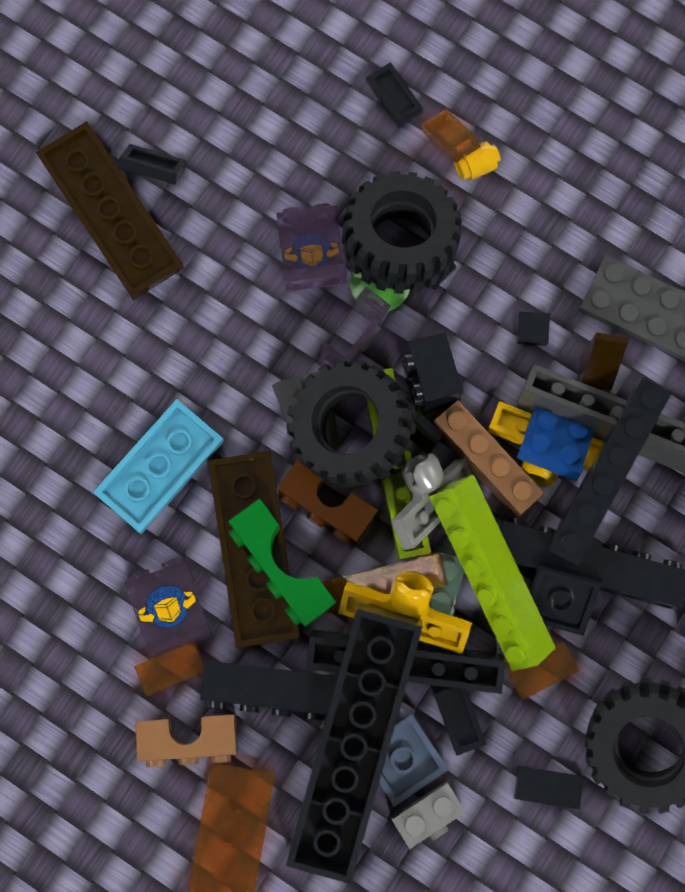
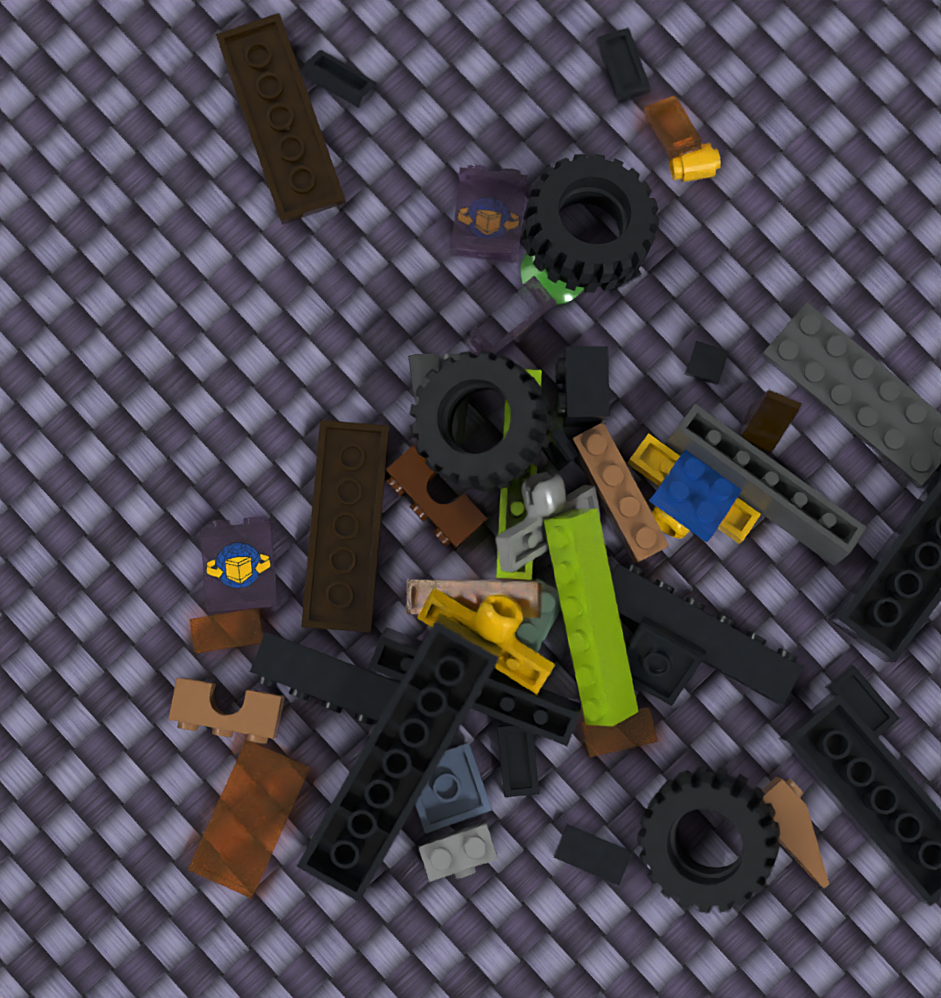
camera: 10 degrees right, 5 degrees up
(158, 466) = (266, 412): medium azure plate -> none
(305, 597) = (353, 510): green arch -> none
(608, 471) = (742, 540): black brick -> none

